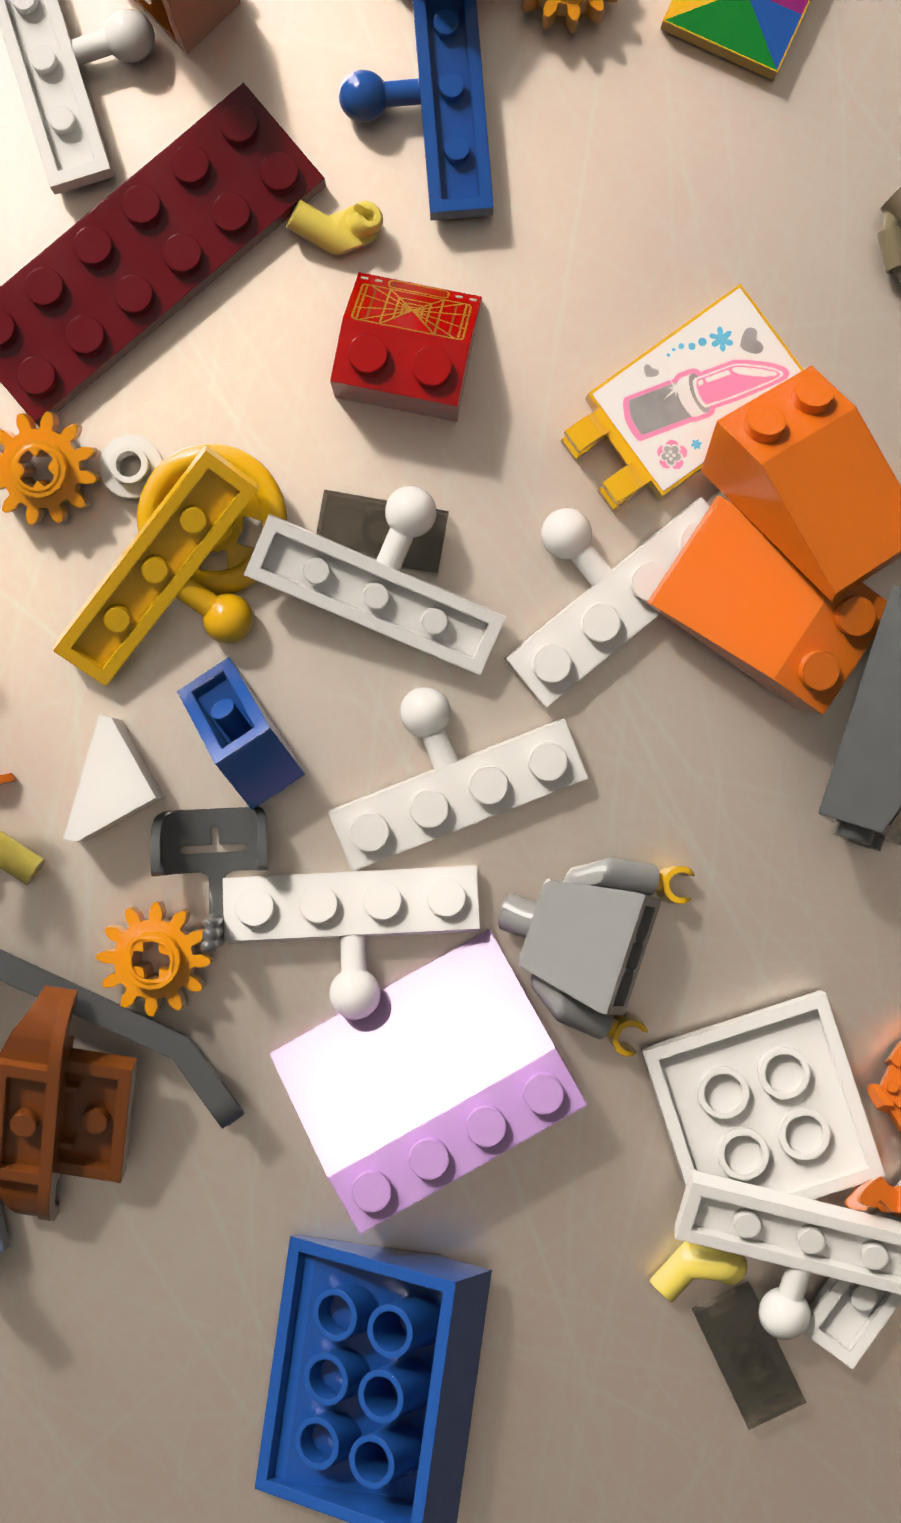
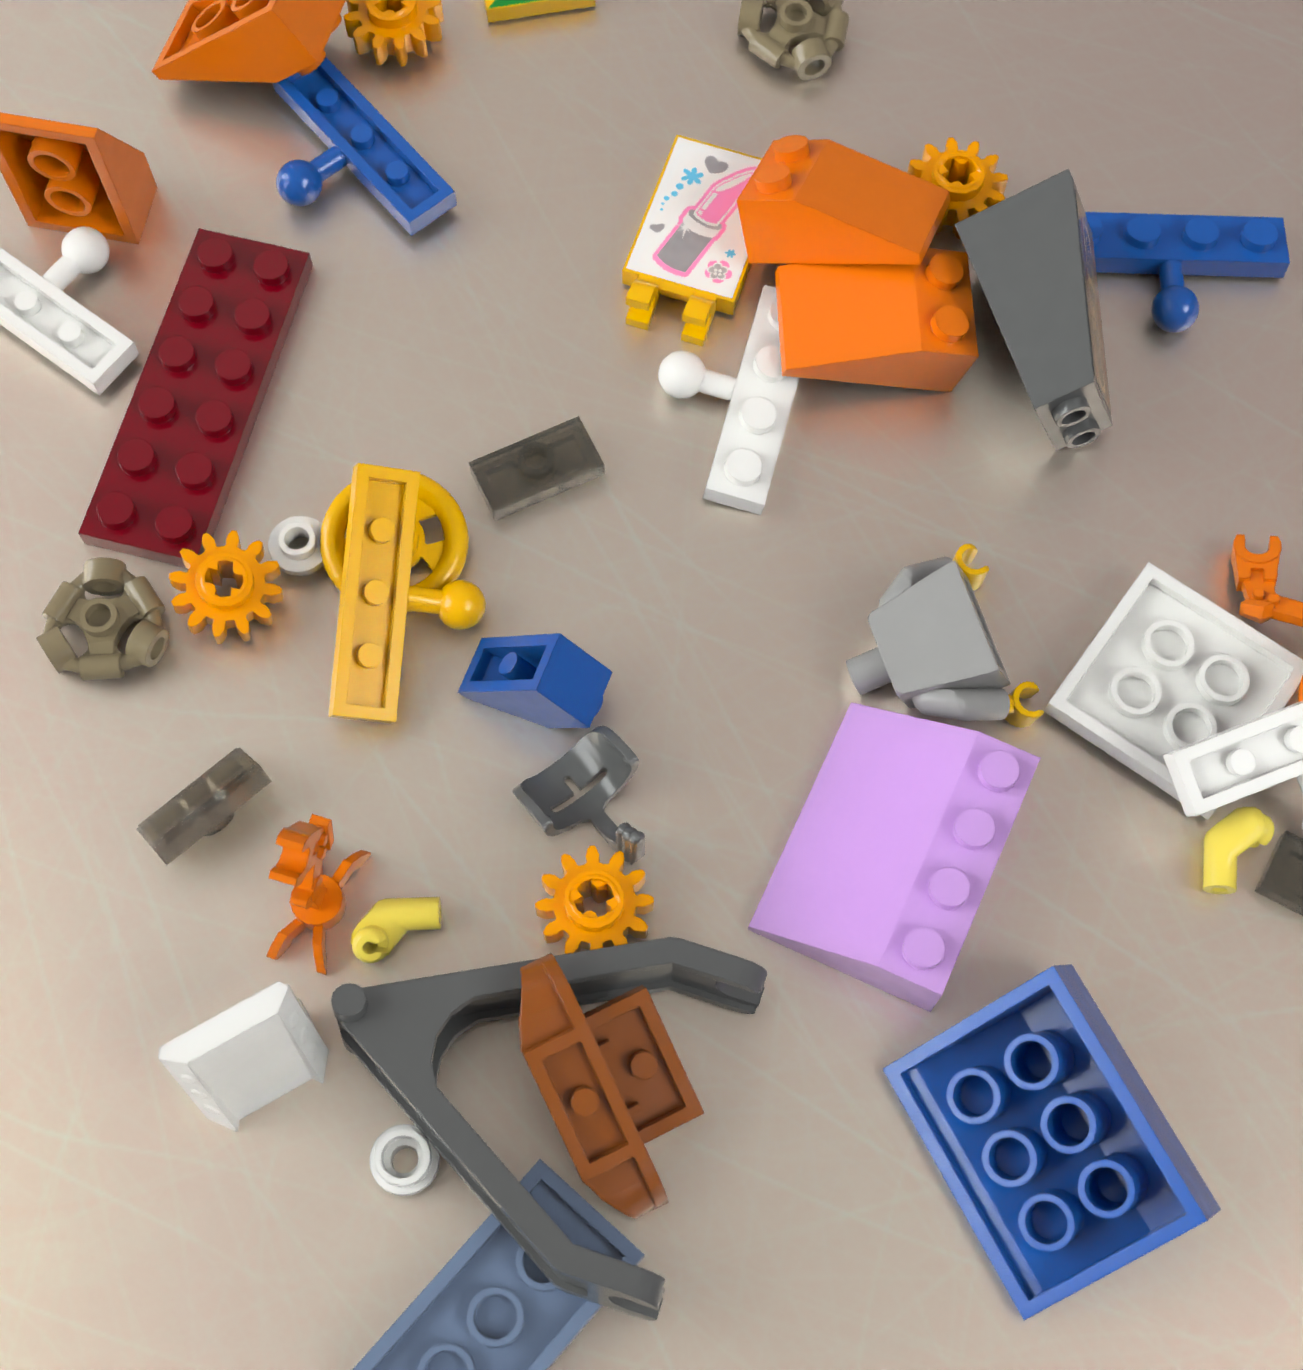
camera: 35 degrees left, 20 degrees down
(112, 783) = (461, 788): white slope -> none
(340, 231) = (347, 283): light yellow arm -> none
(350, 909) = (730, 760): white plate -> none
(377, 590) = (565, 499): white plate -> none
(405, 346) = (462, 330): red slope -> none
(456, 789) = (739, 616): white plate -> none

